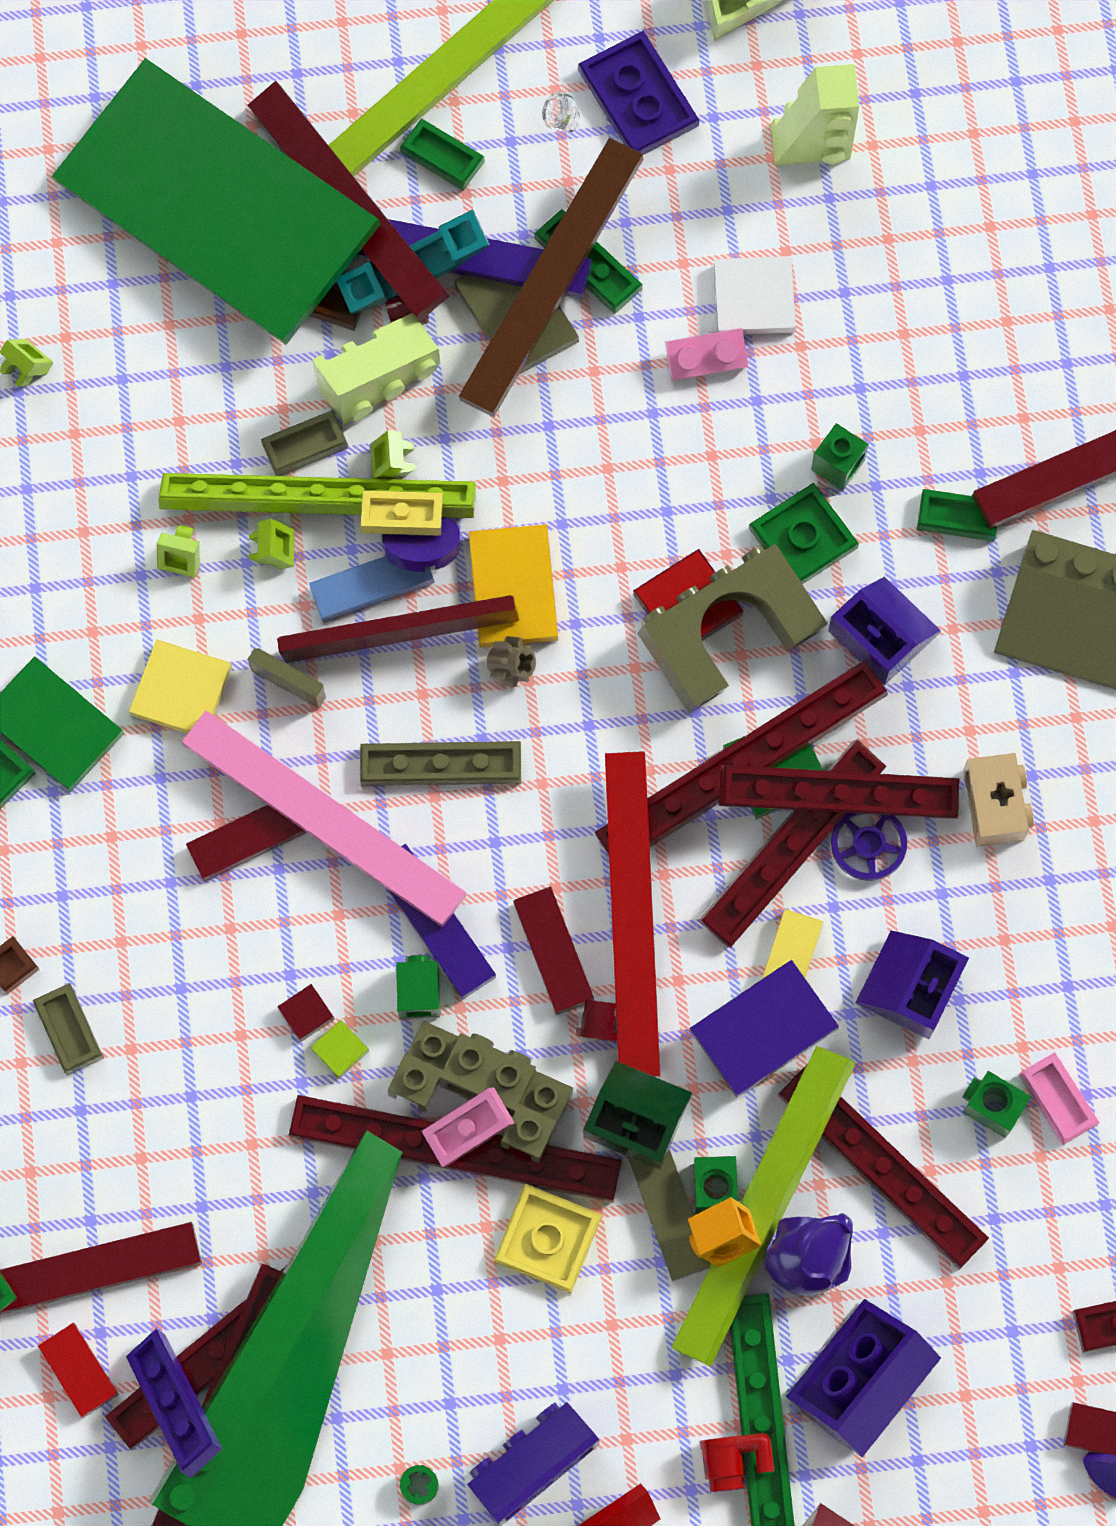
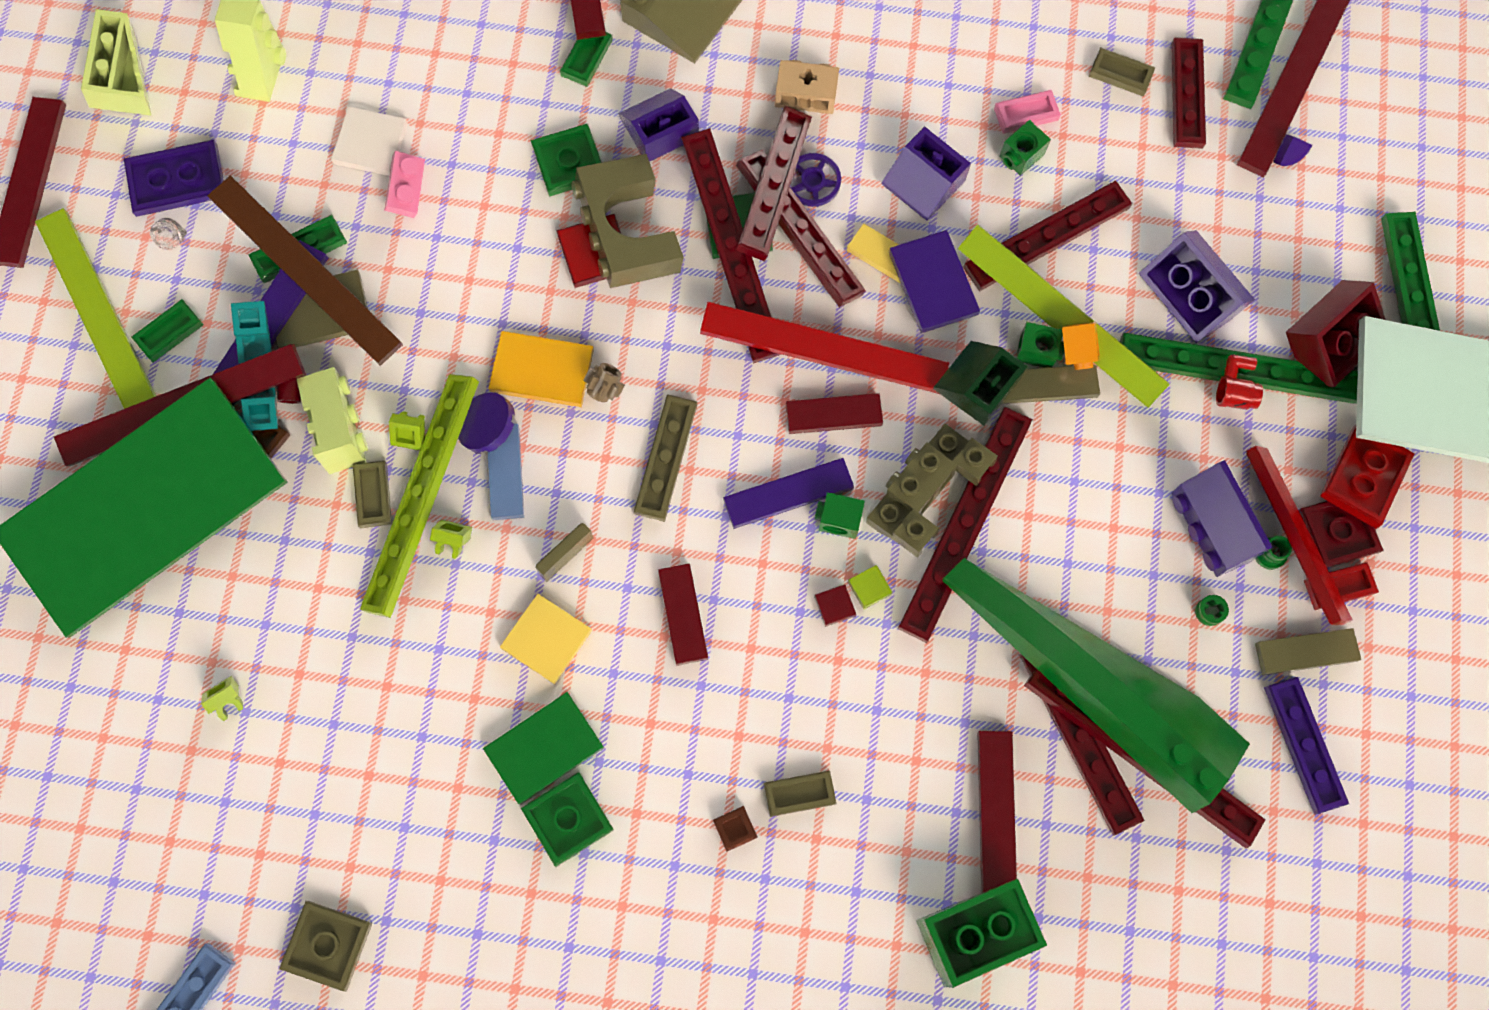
camera: 80 degrees left, 0 degrees up
(78, 1370) = (1074, 848): red tile -> none
(173, 1403) = (1129, 771): dark purple tile -> none
(179, 552) = (432, 610): lime tile -> none
(324, 818) = (685, 552): bright pink tile -> none
(398, 629) = (552, 457): dark red tile -> none
(401, 513) = (461, 427): light yellow plate -> none
(468, 1127) = (961, 501): bright pink plate -> none
(547, 1238) = (1048, 473): light yellow tile -> none
(598, 1021) = (899, 393): dark red piece -> none
(811, 1254) = (1108, 292): dark purple helmet -> none
(839, 456) = (518, 114): green brick -> none

